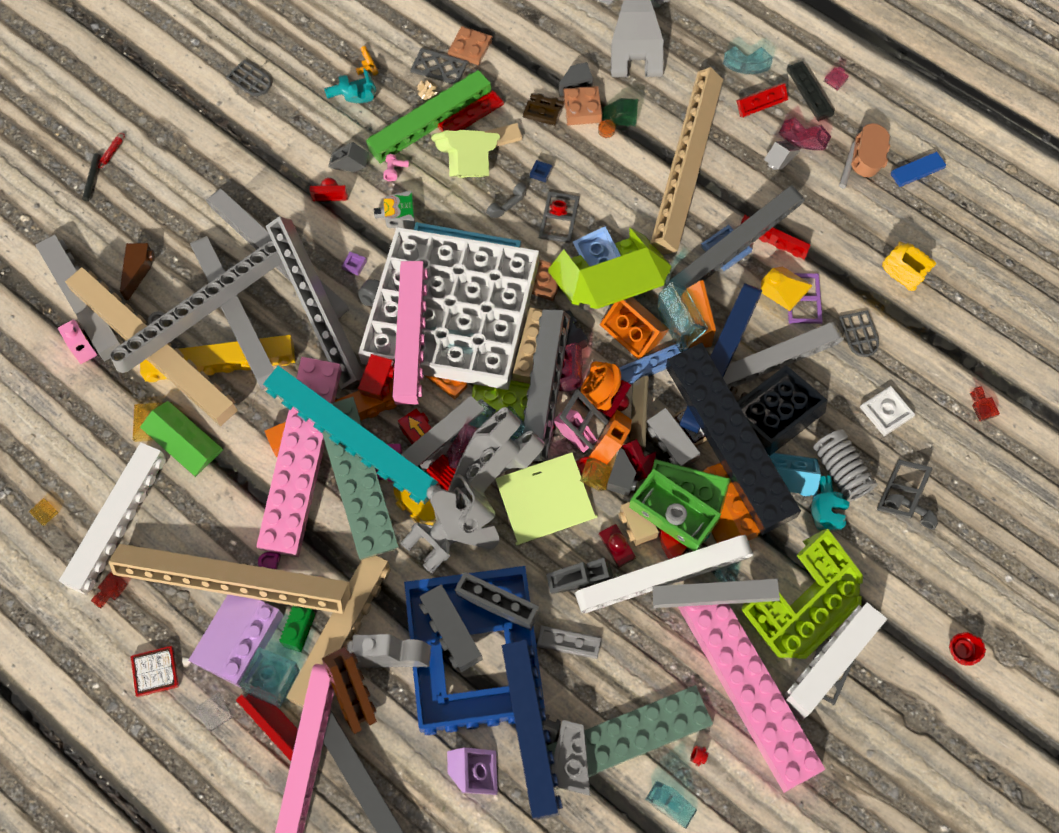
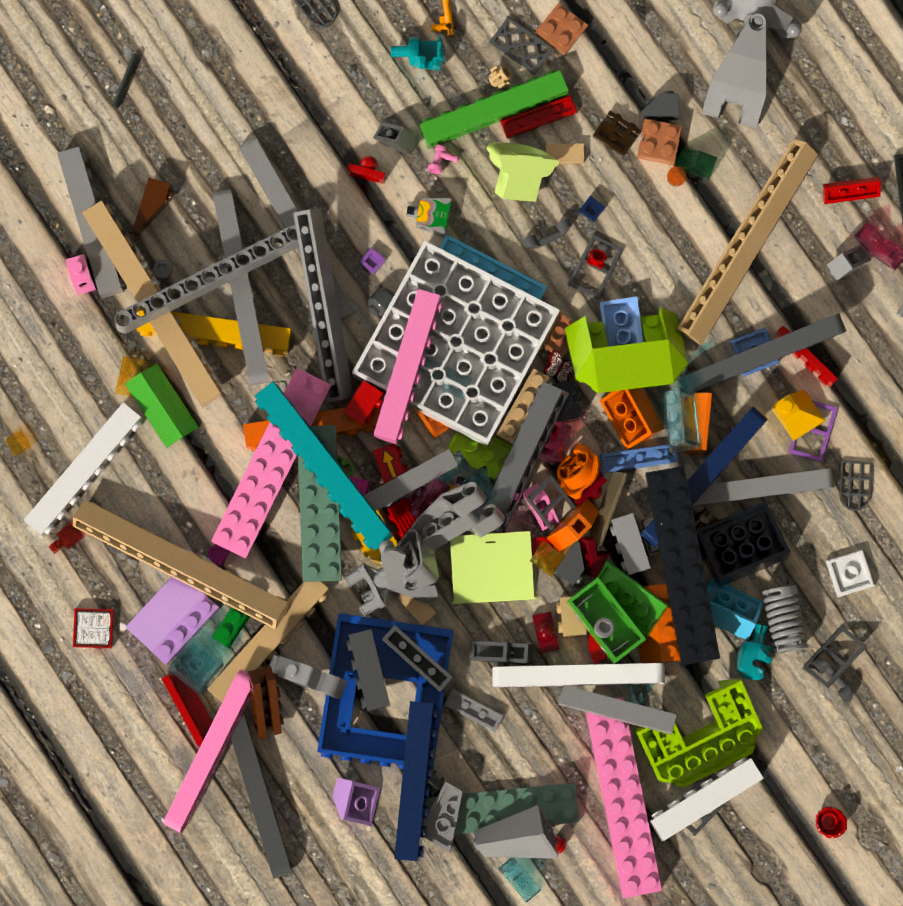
camera: 15 degrees right, 15 degrees up
(111, 150) = (152, 53): red piece -> none
(482, 557) = (421, 611): none -> tan tile
(552, 302) = (558, 367): none -> dark red animal
(655, 757) = (518, 836): none -> light grey slope
(753, 64) = (860, 142): clear light blue brick -> none

